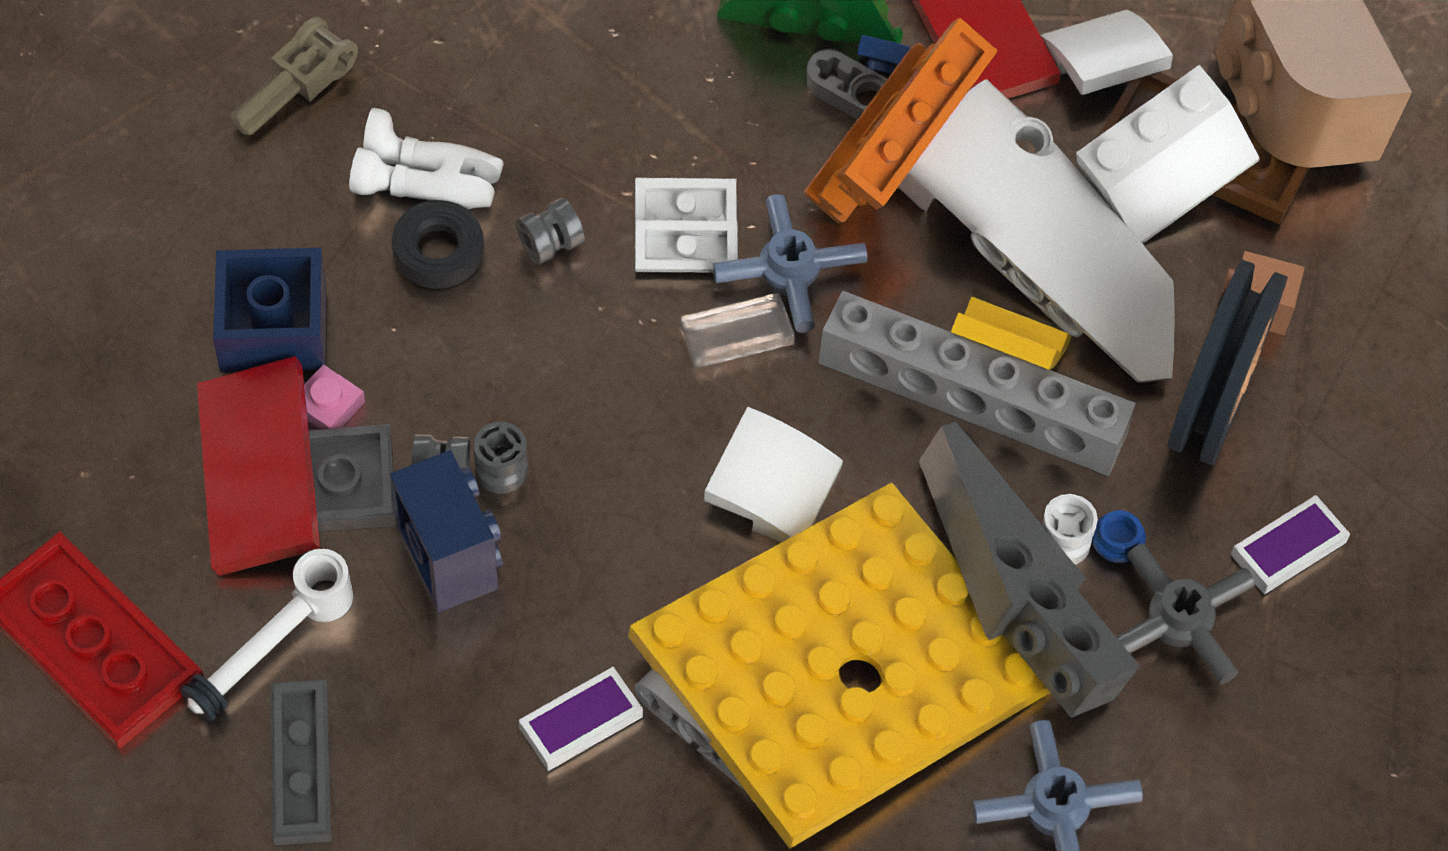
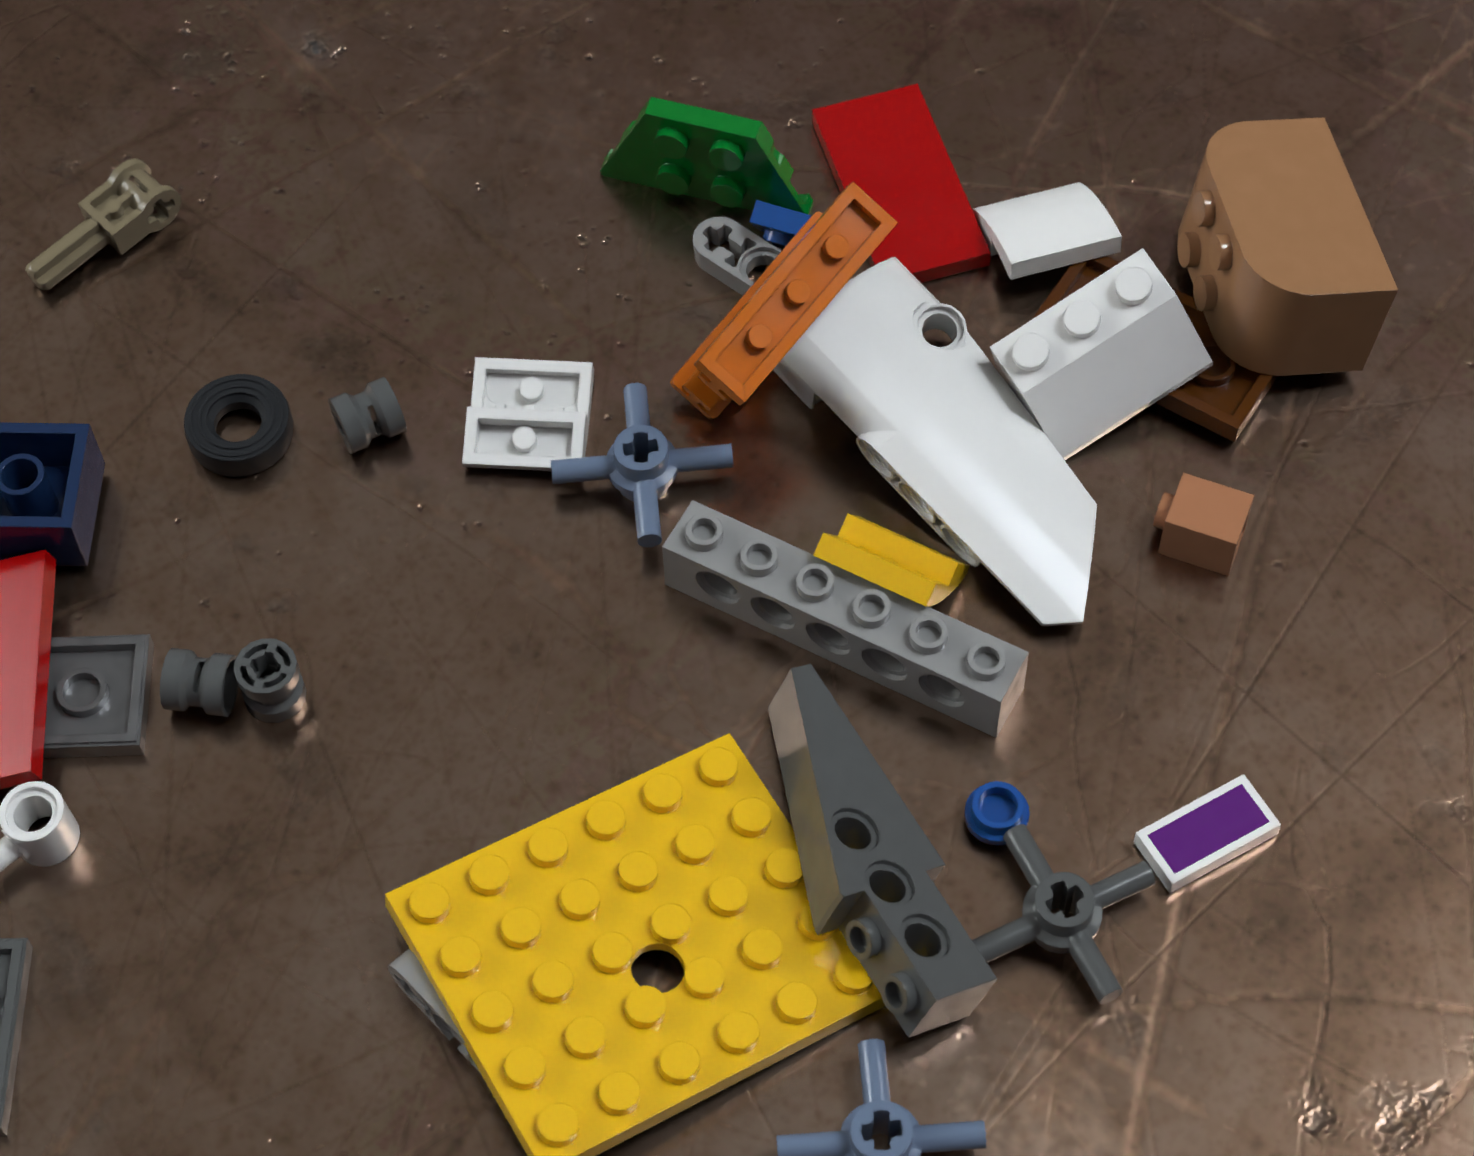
camera: 10 degrees right, 0 degrees up
(331, 399) = (87, 602): bright pink plate -> none
(422, 168) = (265, 339): white piece -> none
(446, 530) = (187, 766): dark blue brick -> none
(580, 718) = (321, 1002): tile -> none
(737, 330) = (572, 541): clear tile -> none
(773, 476) = (589, 719): white slope -> none
(1071, 517) = (940, 788): white wheel -> none
(1226, 361) = (1139, 607): black wheel -> none

